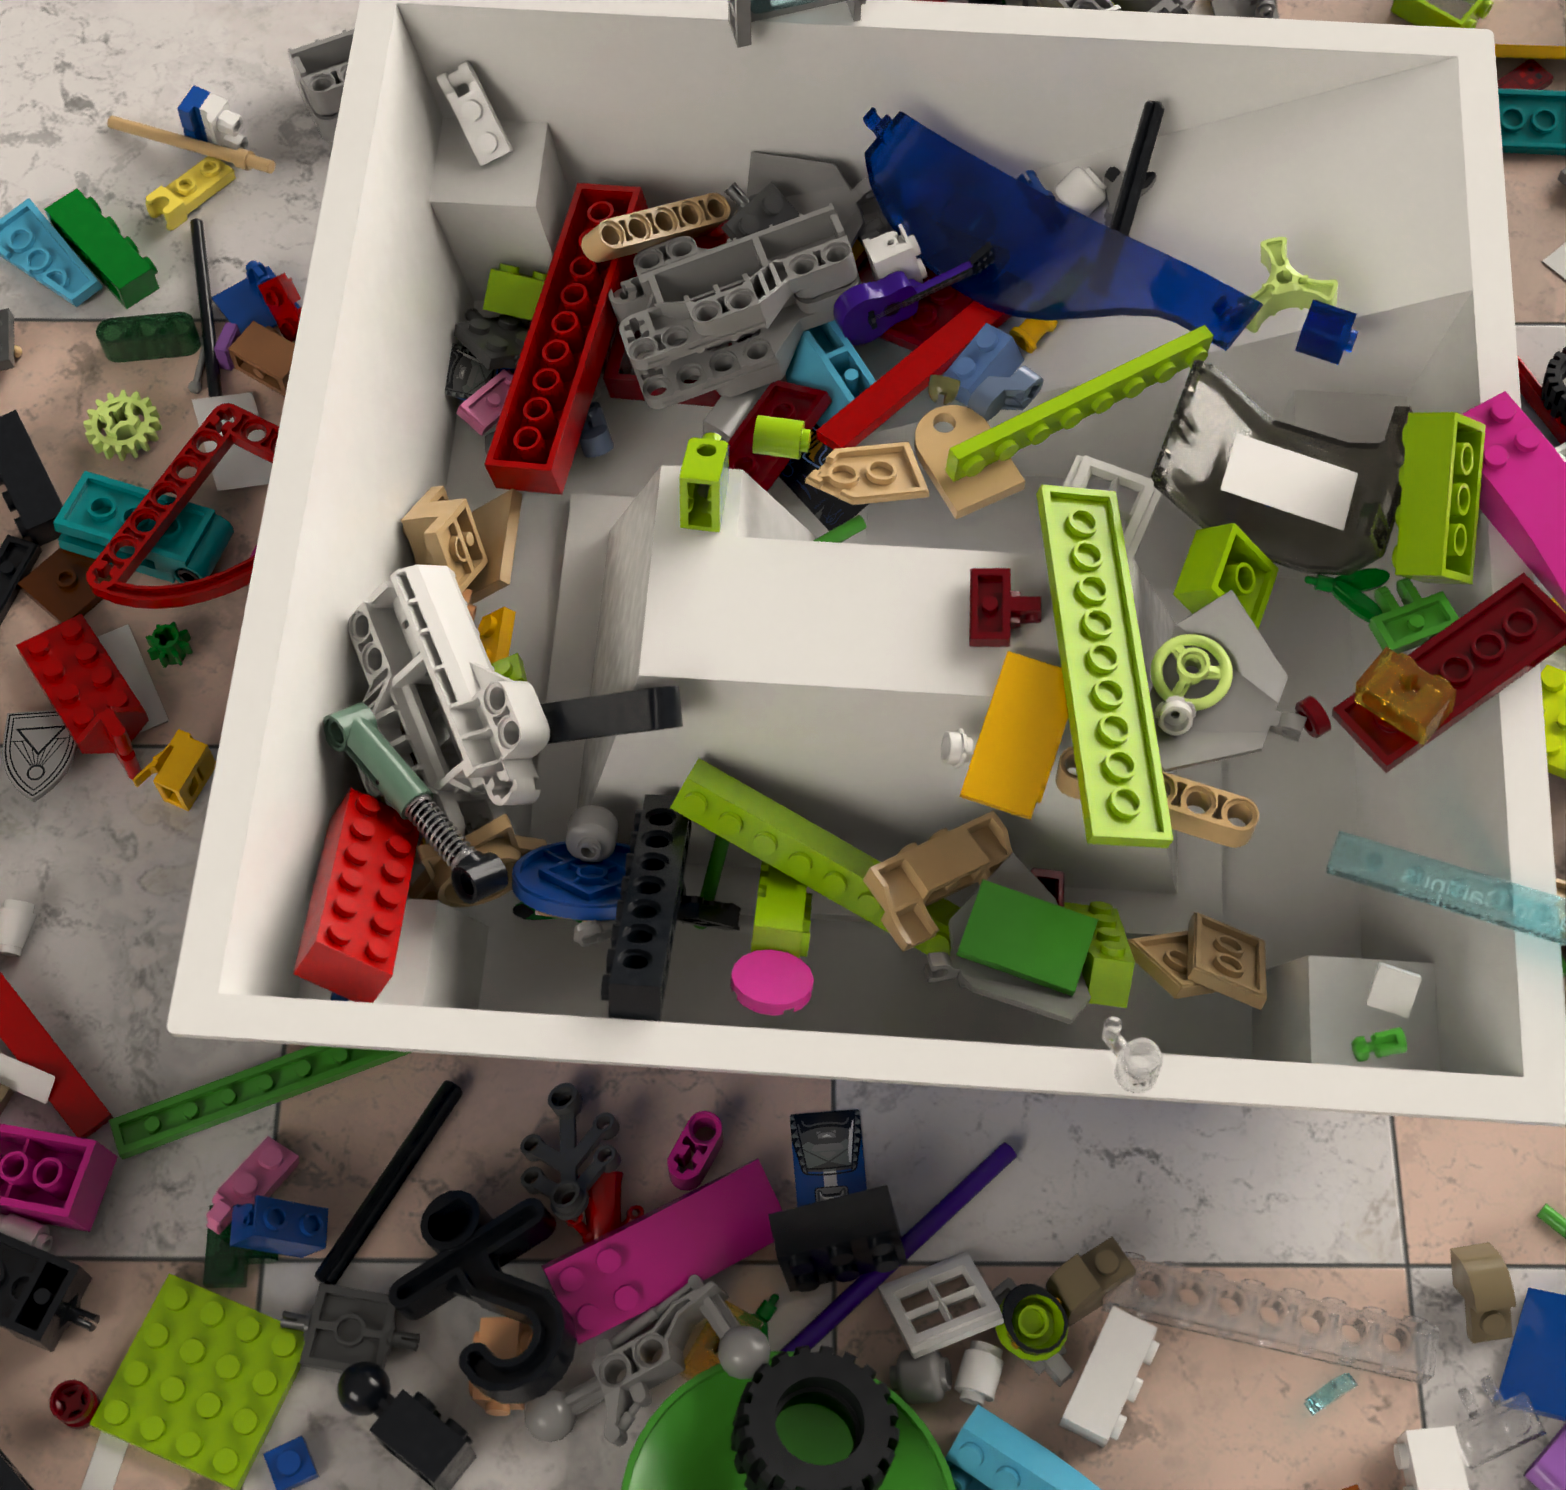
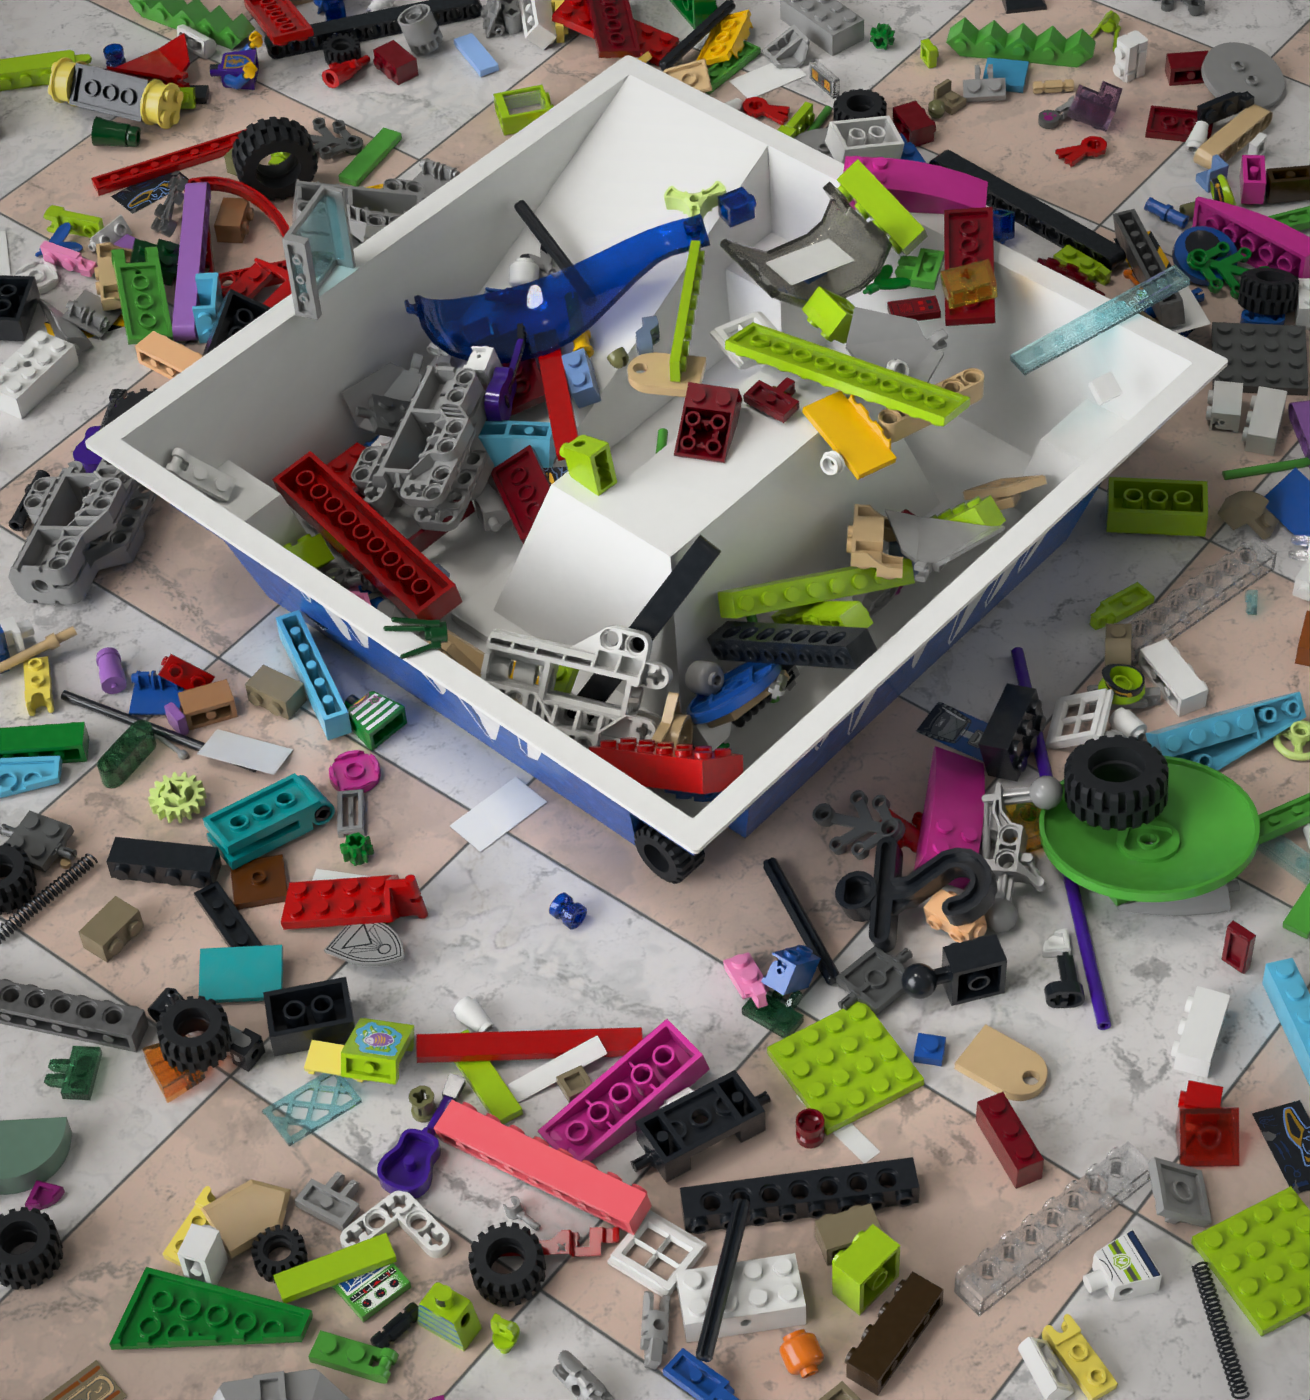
camera: 50 degrees left, 15 degrees down
(181, 770) = (452, 880): yellow piece -> none
(194, 591) = (259, 730): red beam -> none
(220, 614) = (350, 829): none -> light grey tile
(239, 1095) = (690, 942): bright green plate -> none
(252, 239) = (110, 671): none -> medium lavender piece
(312, 512) = (433, 631): none -> dark green plant
(358, 735) = (621, 723): piece -> none
(652, 226) = (345, 458): tan beam -> none
(704, 1151) = (904, 774): dark pink beam -> none
(772, 982) = (881, 623): dark pink tile -> none
(780, 437) = (586, 425): lime brick -> none
(871, 474) = (644, 408): tan tile -> none
(889, 563) = (708, 422): none -> dark red slope
(1027, 937) = (939, 526): bright green tile -> none
(1137, 1061) = (1069, 480): clear piece -> none
(1188, 1229) = (1121, 605): none -> lime hinge
(1197, 658) = (878, 348): yellowish green piece -> none
(1317, 718) = (943, 323): dark red tile -> none
(1325, 658) = (916, 308): none -> dark red tile
(1381, 1043) = (1131, 403): bright green piece -> none
(1397, 1174) = (1157, 506): none -> lime brick

